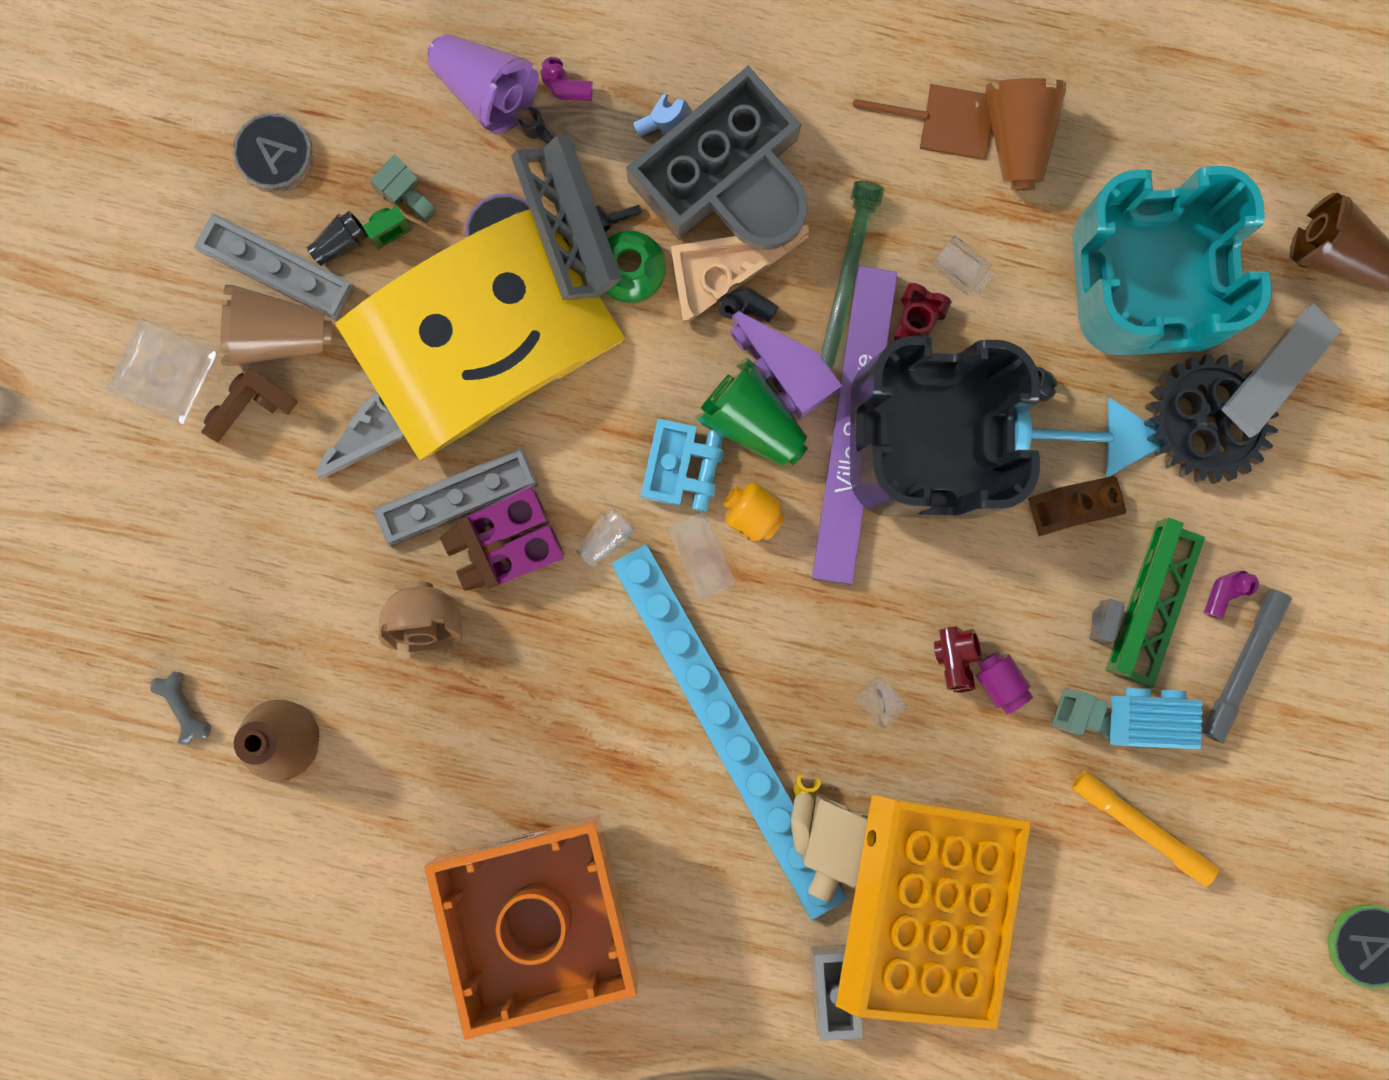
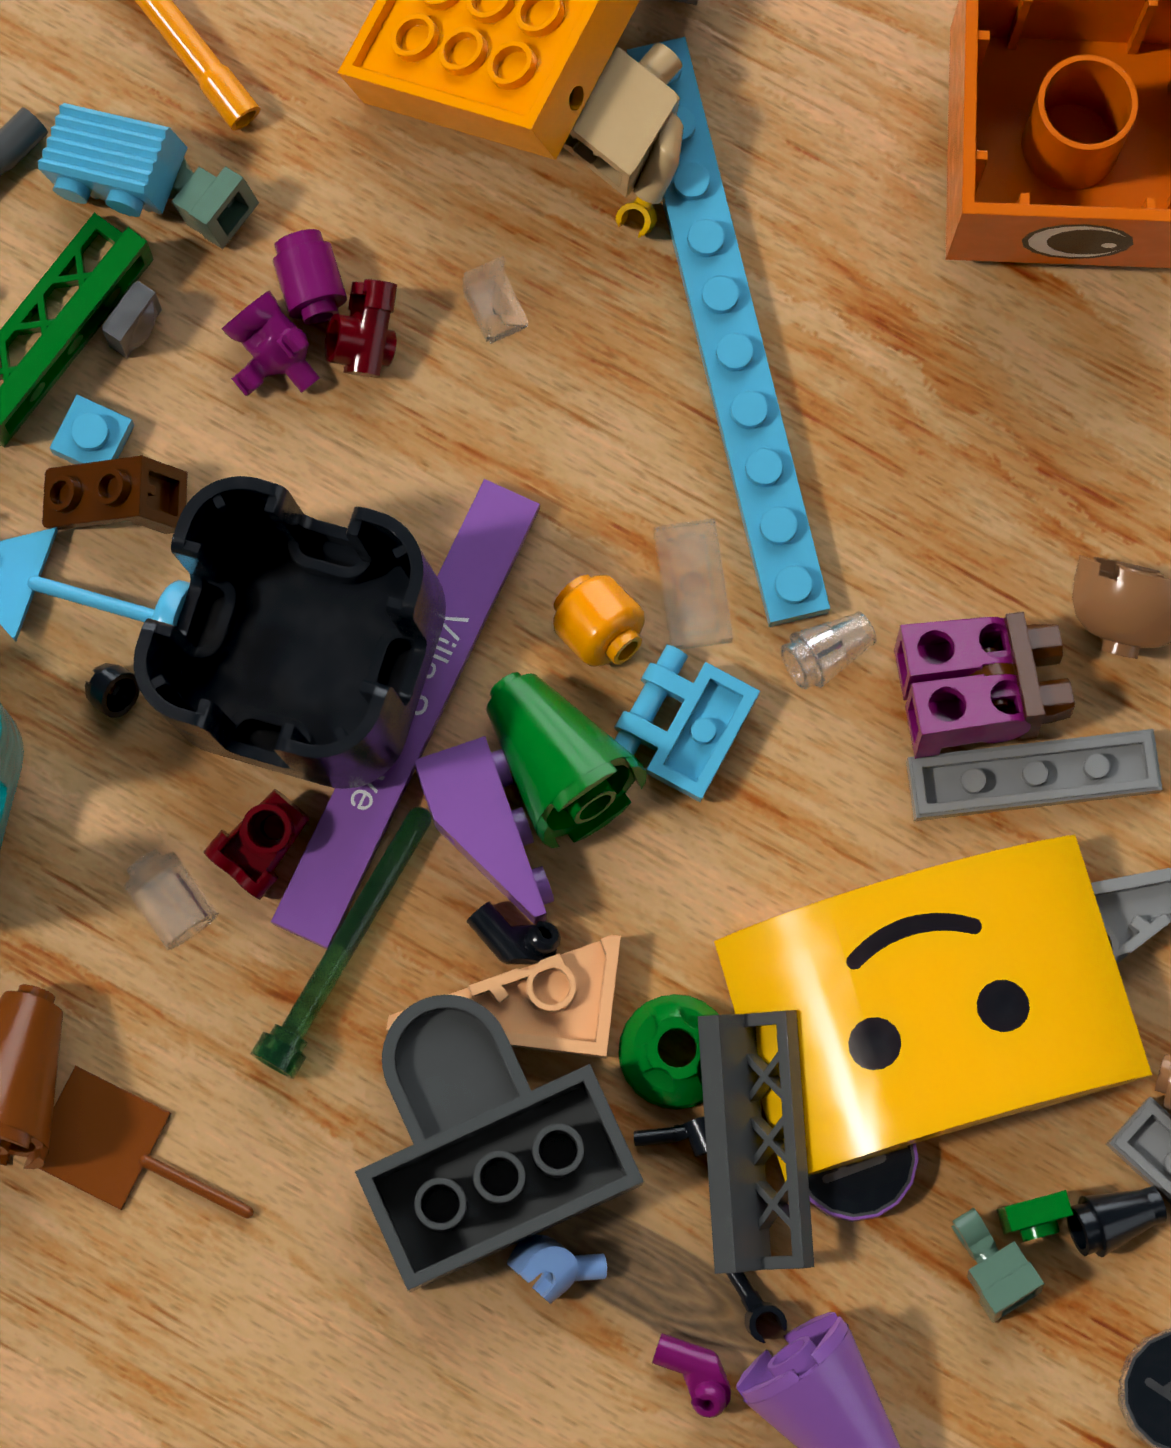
camera: 160 degrees left, 5 degrees down
(1012, 633) = (274, 344): none -> magenta piece
(1105, 542) = (91, 433): none -> medium azure plate

